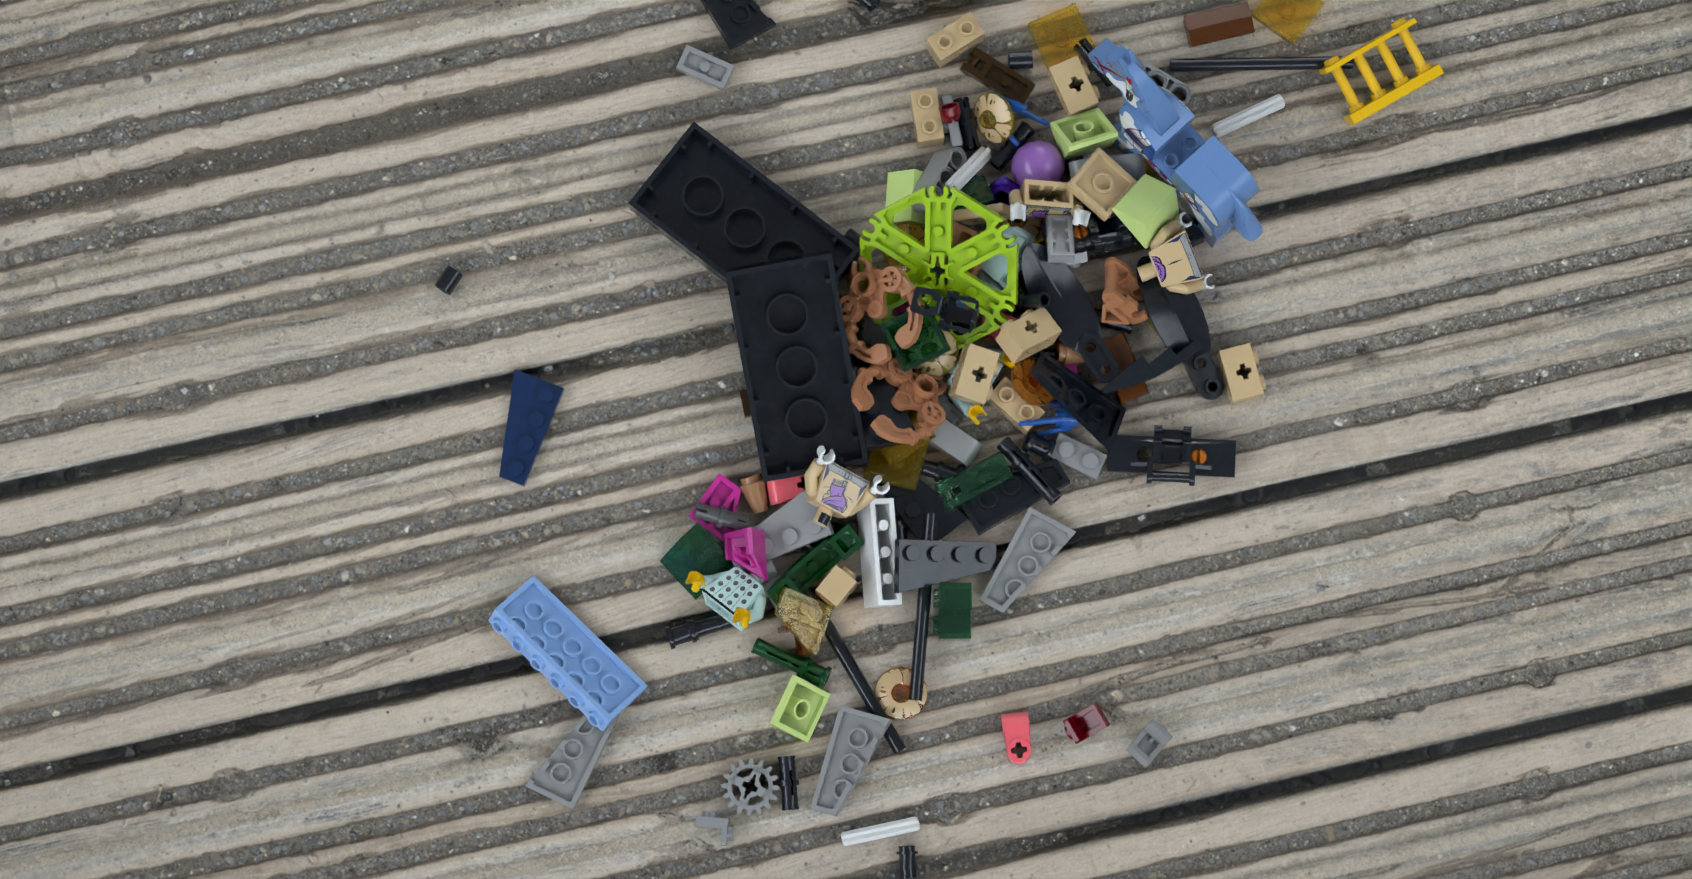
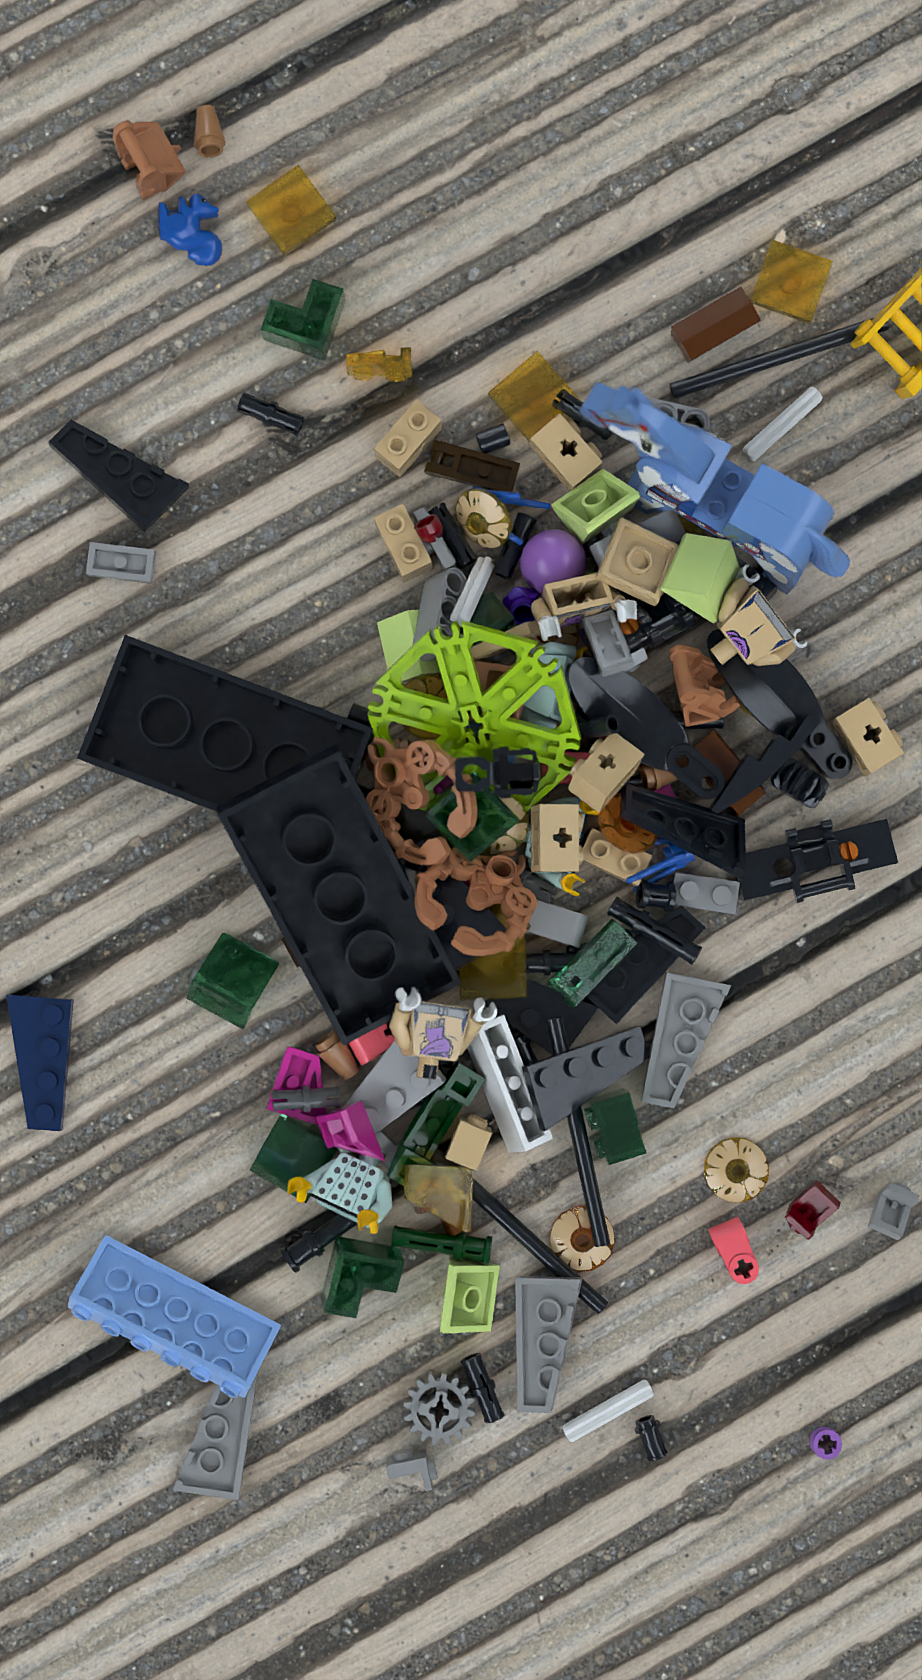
camera: 15 degrees left, 5 degrees up
(691, 411) = (232, 980): none -> clear green bracket
(720, 656) = (356, 1266): none -> clear green brick
(1027, 687) = (724, 1158): none -> tan dish
(1176, 392) = (800, 783): none -> black gear

